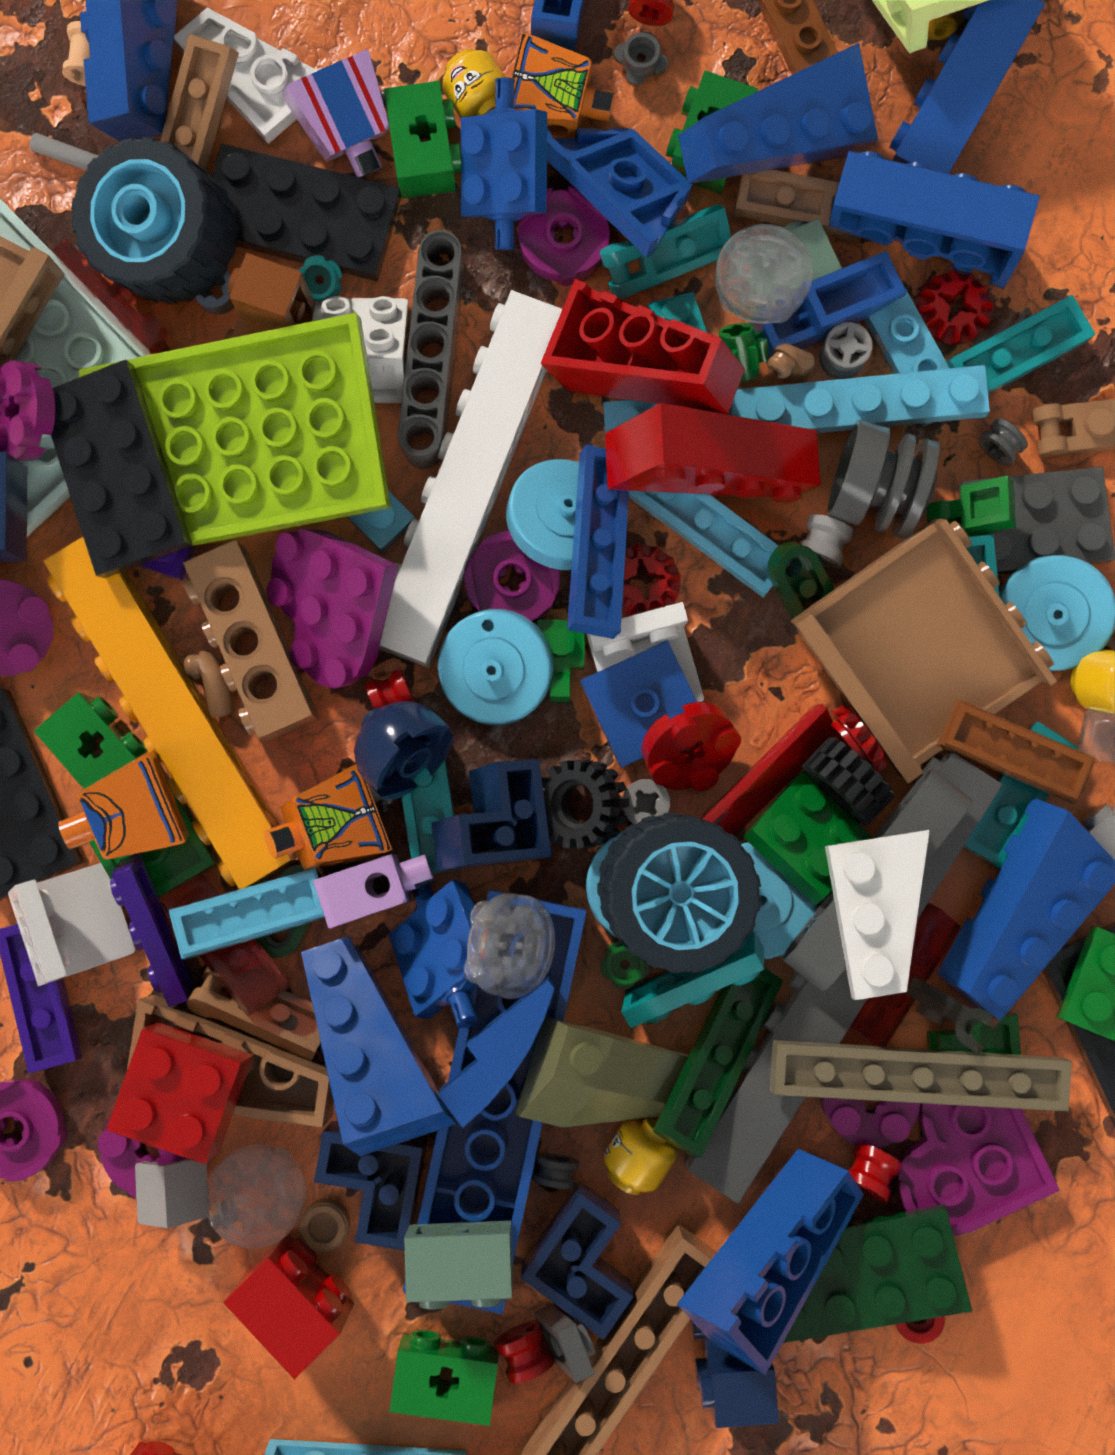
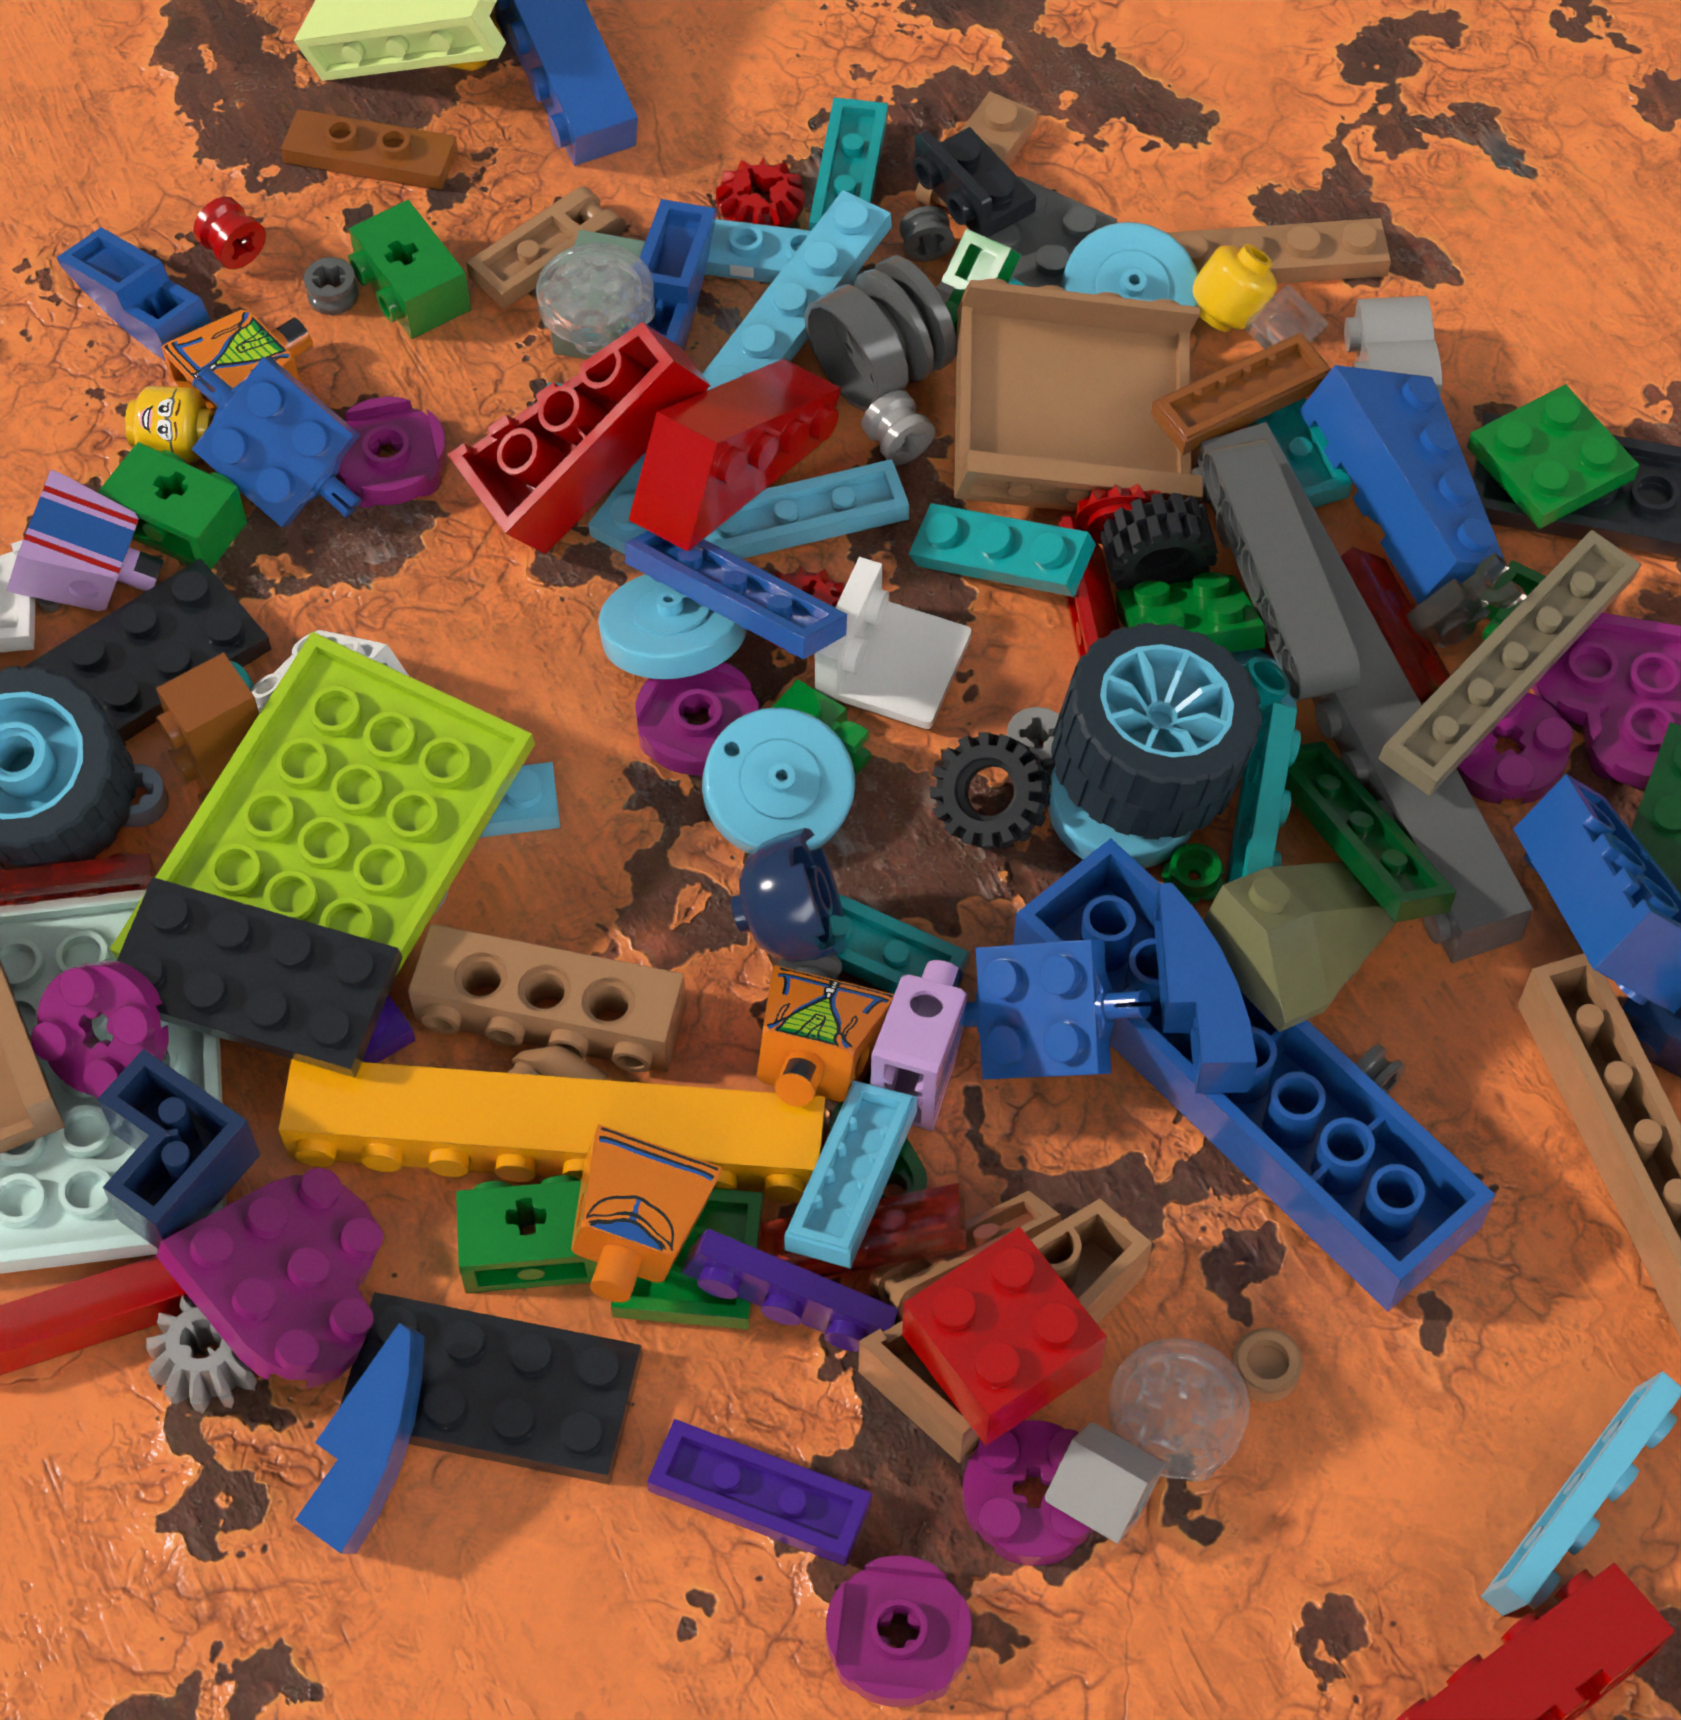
camera: 55 degrees left, 25 degrees down
(70, 923) = (704, 1387): white bracket -> none
(291, 1304) = (1332, 1421): red brick -> none
(335, 599) = (579, 877): magenta plate -> none
(370, 1061) = (1117, 1136): blue wedge -> none
(388, 1181) = (1253, 1233): dark blue brick -> none
(389, 690) = (713, 910): red wheel -> none
(423, 1393) = (1519, 1370): green brick -> none
(428, 328) = (326, 578): dark grey beam -> none
(459, 1263) = (1404, 1178): sand green brick -> none
(469, 477) = (565, 693): white brick -> none
(506, 820) = (946, 871): dark blue brick -> none
(509, 945) = (1093, 901): clear tile -> none
(524, 1352) = (1558, 1237): red wheel -> none
(567, 1342) = (1571, 1168): dark grey plate -> none
(568, 1266) = (1490, 1115): dark blue brick -> none
(623, 181) = (392, 358): blue wing -> none
(634, 696) = (931, 676): blue plate -> none
(638, 1157) = (1415, 981): yellow head -> none
(643, 45) = (275, 283): dark grey plate -> none
(654, 101) = (330, 299): none -> dark grey bush
(685, 247) = (490, 370): teal plate -> none
(699, 766) = (1022, 629): red plate -> none
(771, 681) = (1002, 549): none -> teal plate
(776, 926) = (1268, 680): none -> teal plate
(787, 124) = (470, 192): blue wedge -> none
(791, 363) = (698, 339): medium nougat arm -> none
(803, 579) = (918, 462): dark green plate -> none
(850, 340) = (722, 298): light grey wheel -> none
(874, 1171) = (1588, 765): red wheel -> none
(877, 908) = (1310, 566): white wing -> none
(935, 214) = (665, 139): blue wedge -> none
(1064, 444) = (972, 182): none -> black bracket

